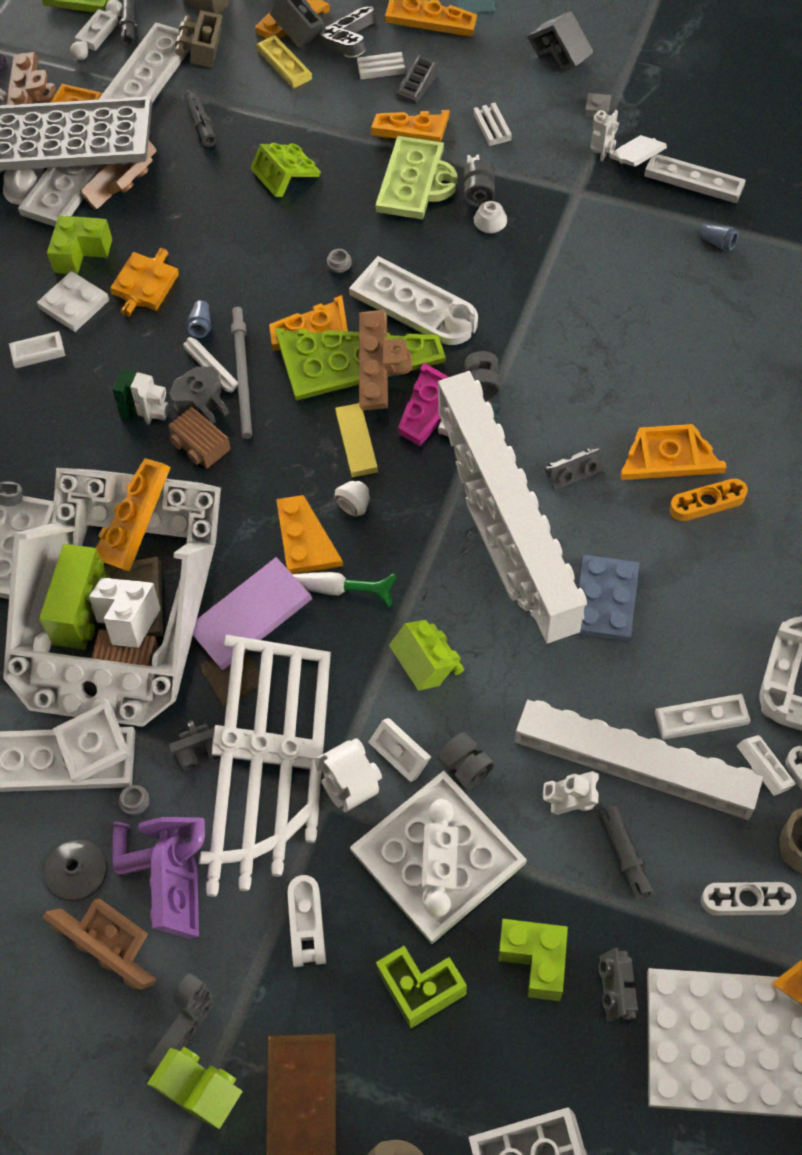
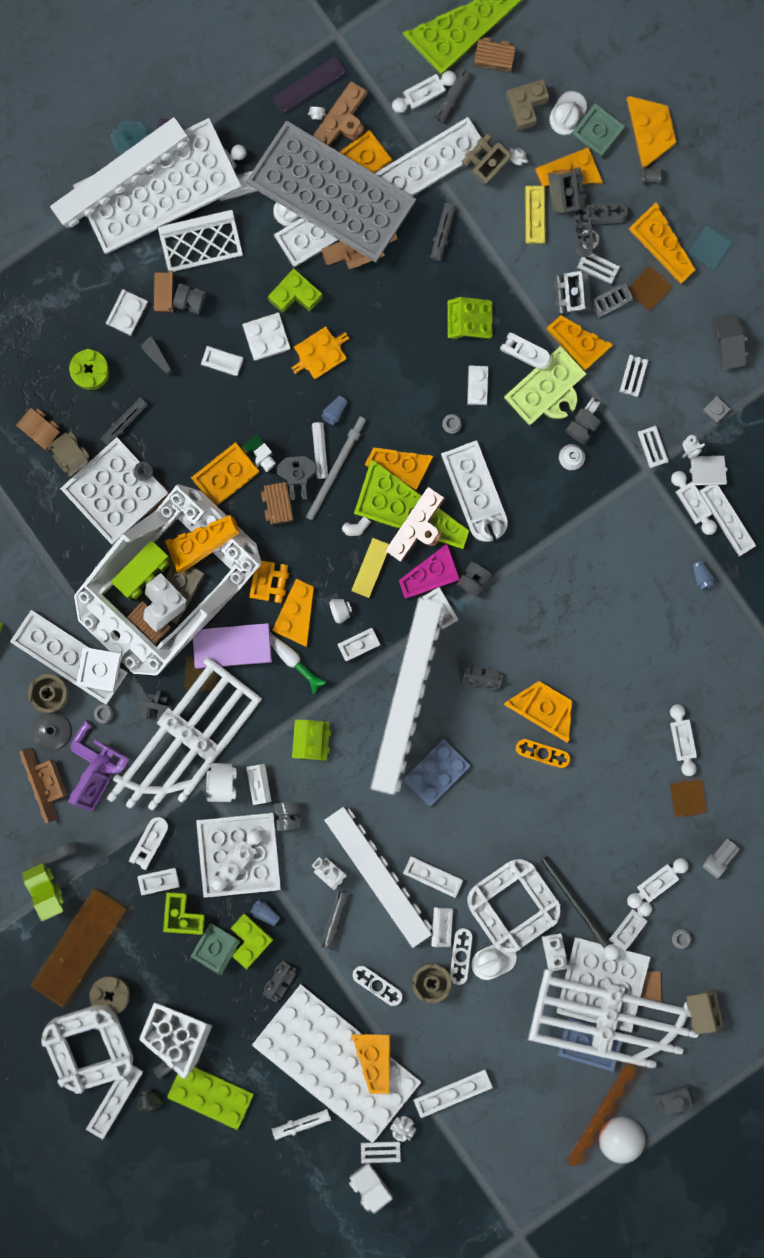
camera: 30 degrees right, 25 degrees up
(51, 829) = (43, 684): none -> dark tan brick
(118, 444) = (225, 474): none -> light orange tile
(230, 26) = (518, 156): none -> white plate
(238, 527) = (262, 582): none -> light orange plate
(309, 412) = (356, 529): none -> white arm
(339, 217) = (477, 385): none -> white plate
(353, 965) = (158, 881): none -> white plate
(366, 157) = (526, 351): none -> white plate
(377, 84) = (576, 290): none -> dark grey brick
(403, 520) = (358, 644): none -> white plate
(448, 54) = (649, 288): none -> clear orange piece
(499, 999) = (215, 948): none -> sand green plate
(528, 906) = (264, 912): none -> sand blue cone
(563, 170) = (657, 462): none -> white tile
(649, 184) = (694, 502): none -> white plate

